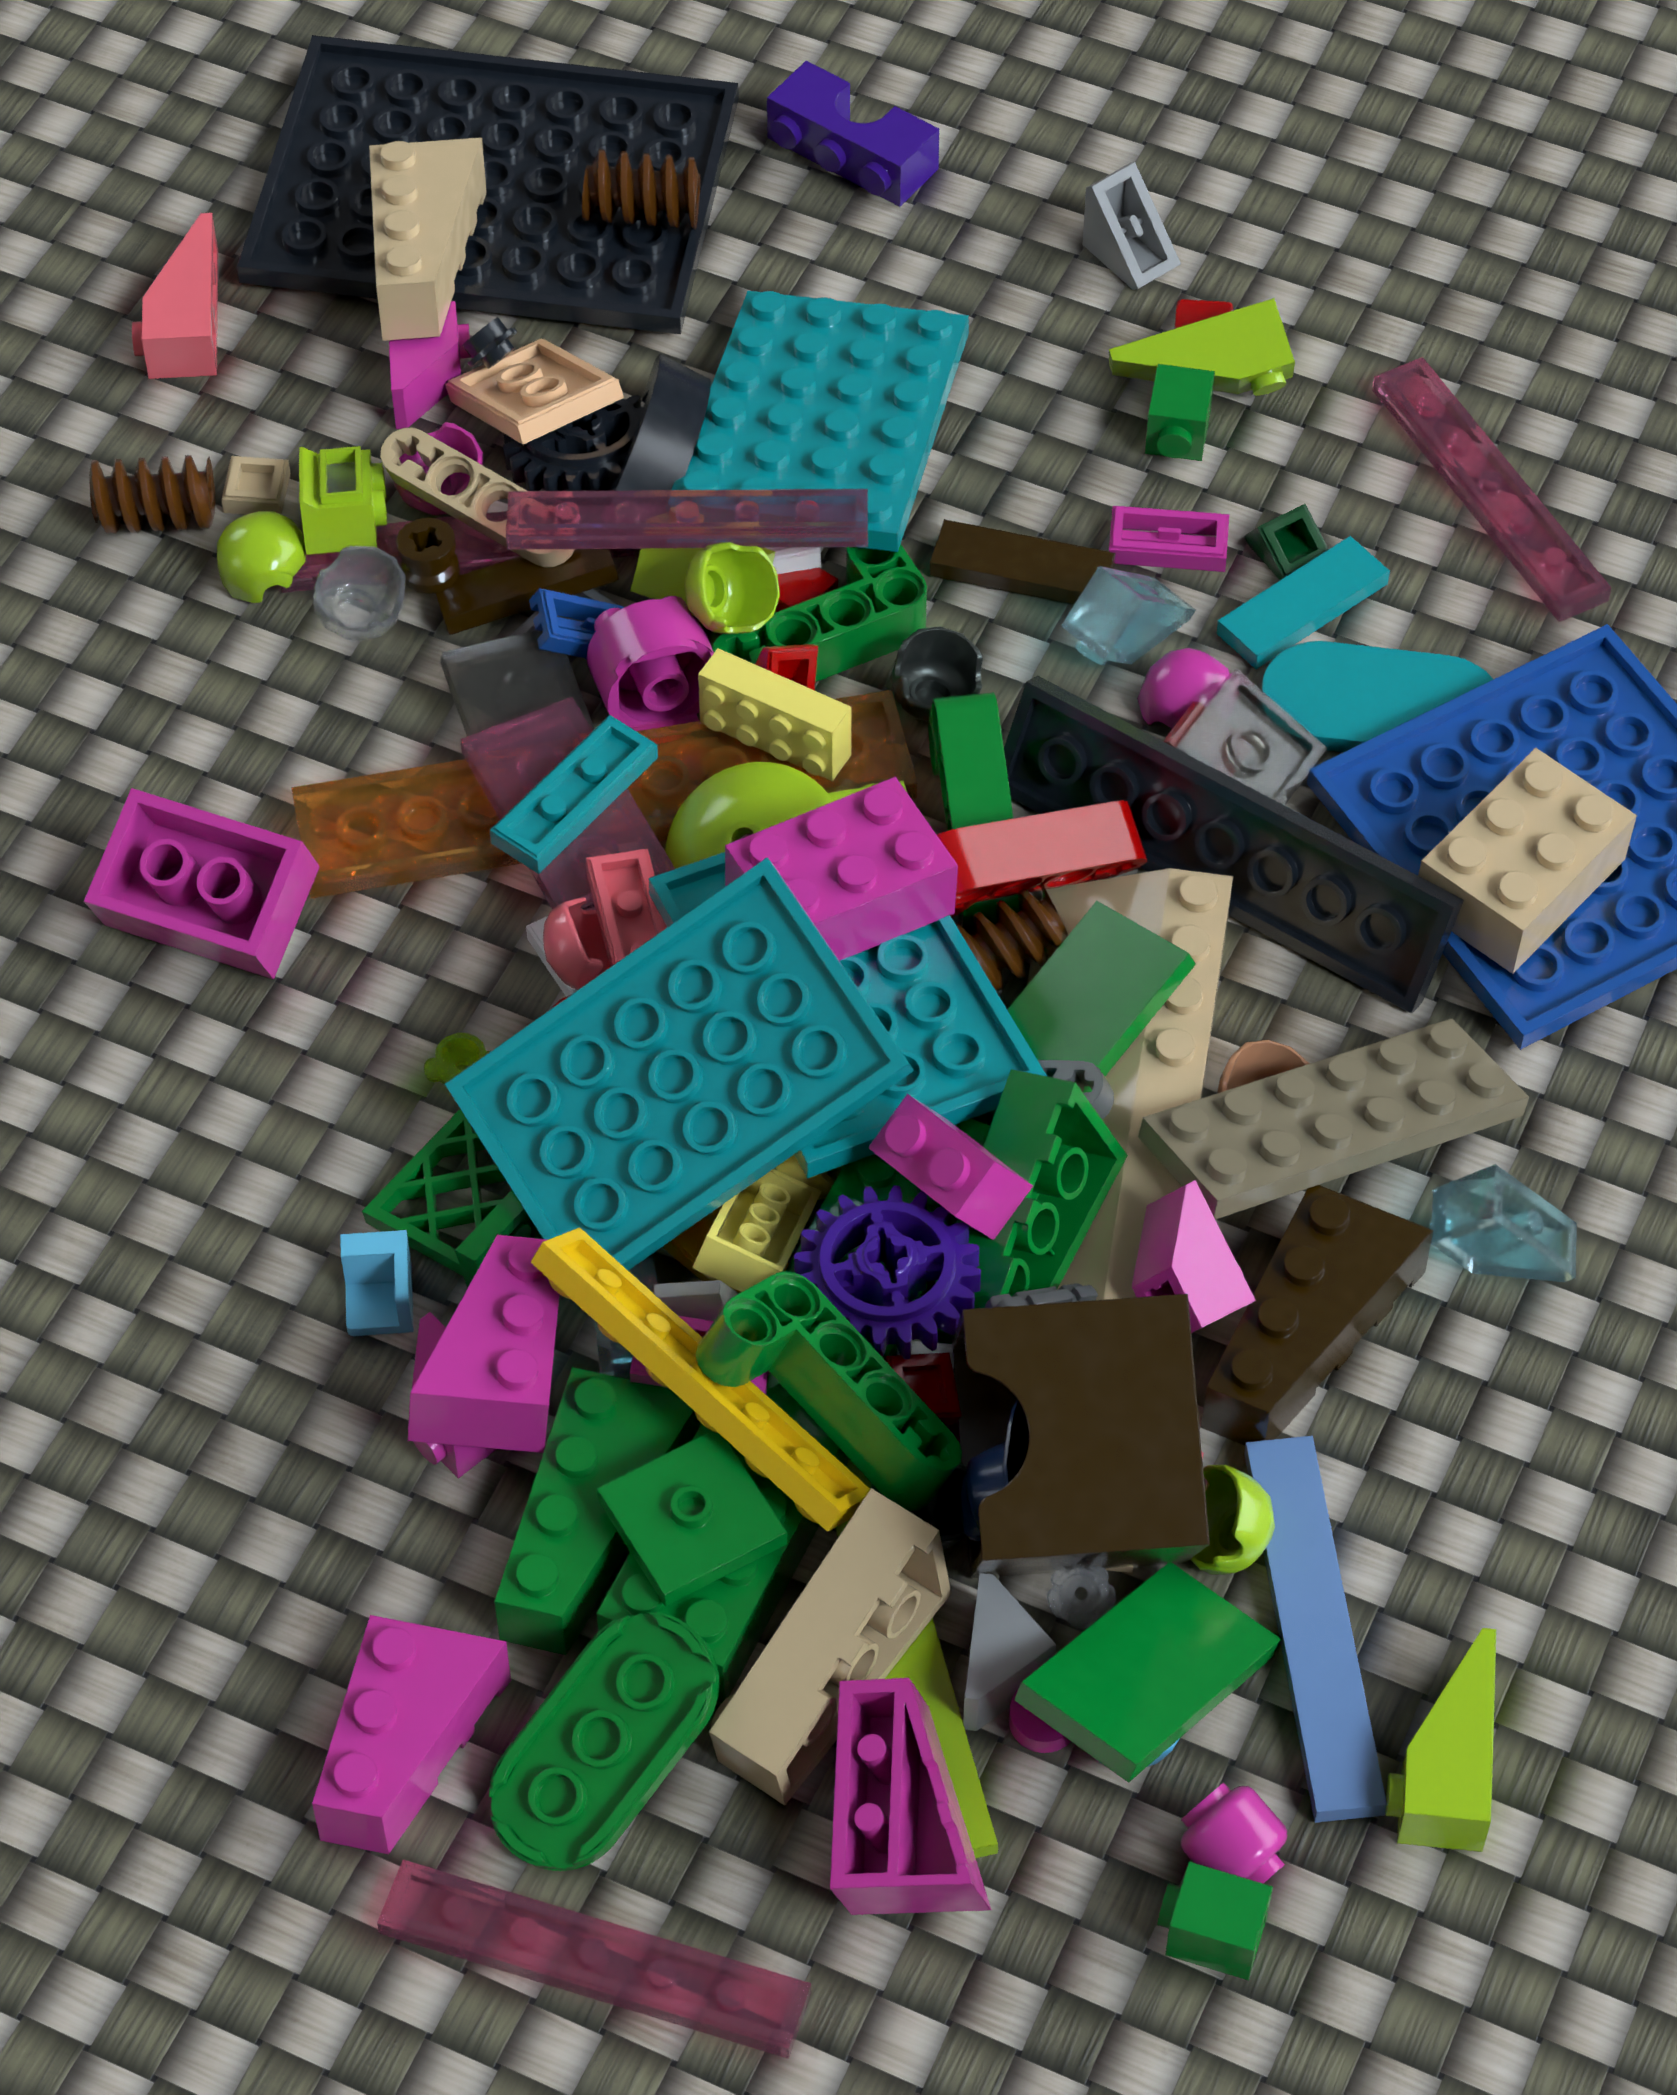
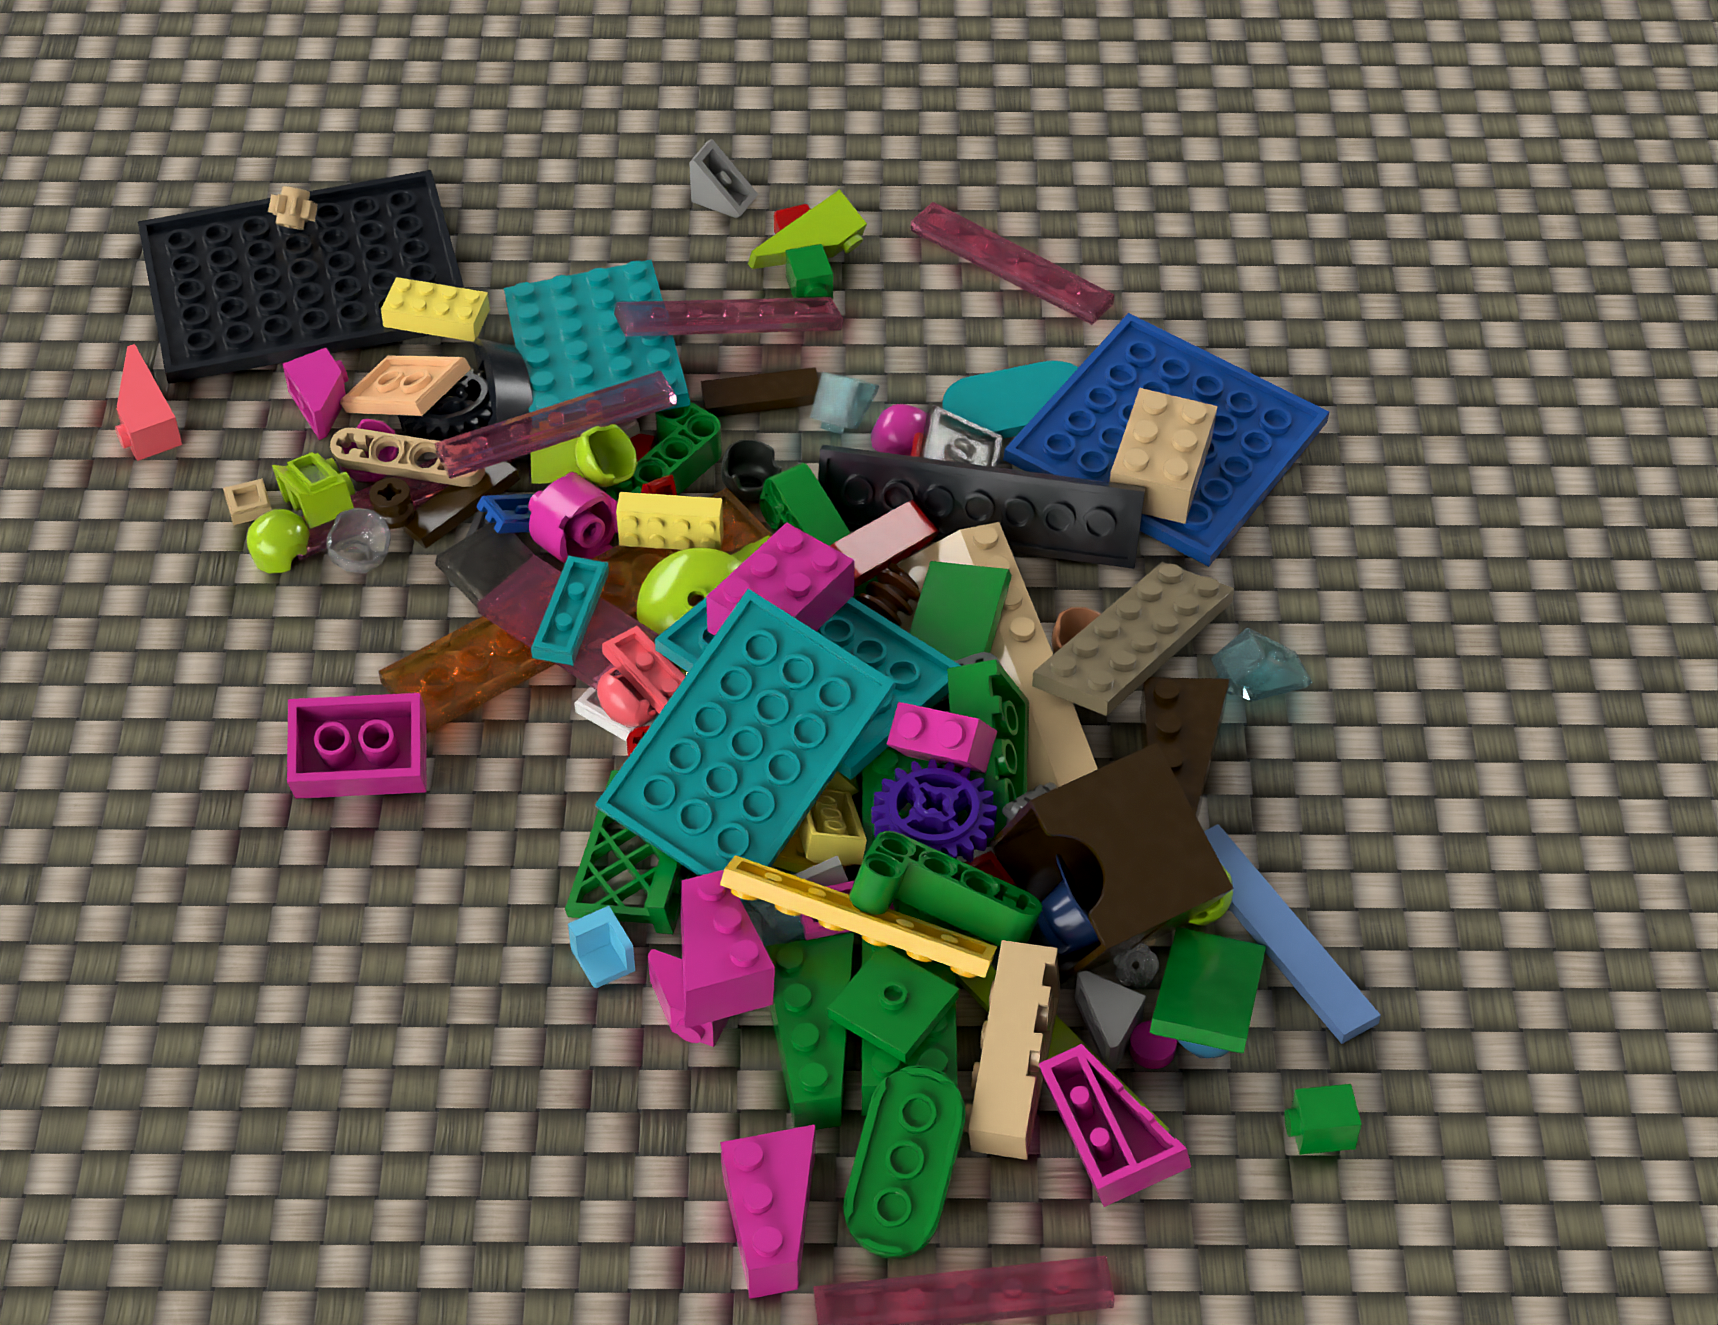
camera: 25 degrees left, 5 degrees down
(152, 495) = (185, 525): reddish brown piece -> none
(421, 223) = (279, 309): tan wedge -> none
(452, 1052) = (579, 789): clear neon green plate -> none
(490, 344) = (362, 366): black plate -> none
(513, 82) = (292, 208): none -> tan gear
(630, 293) = (435, 309): none -> light yellow piece
(641, 189) = (411, 244): reddish brown piece -> none
(882, 156) = (543, 186): dark purple arch -> none
(1024, 438) = (728, 316): none -> clear pink tile
(1168, 546) = (840, 353): dark pink tile -> none
(1188, 1255) = (1096, 737): slope -> none
(1235, 1834) = (1305, 1064): dark pink head -> none
(1287, 541) = (913, 330): dark green slope -> none
(1302, 602) = (940, 360): teal tile -> none
(1448, 1765) = (1406, 981): lime slope -> none

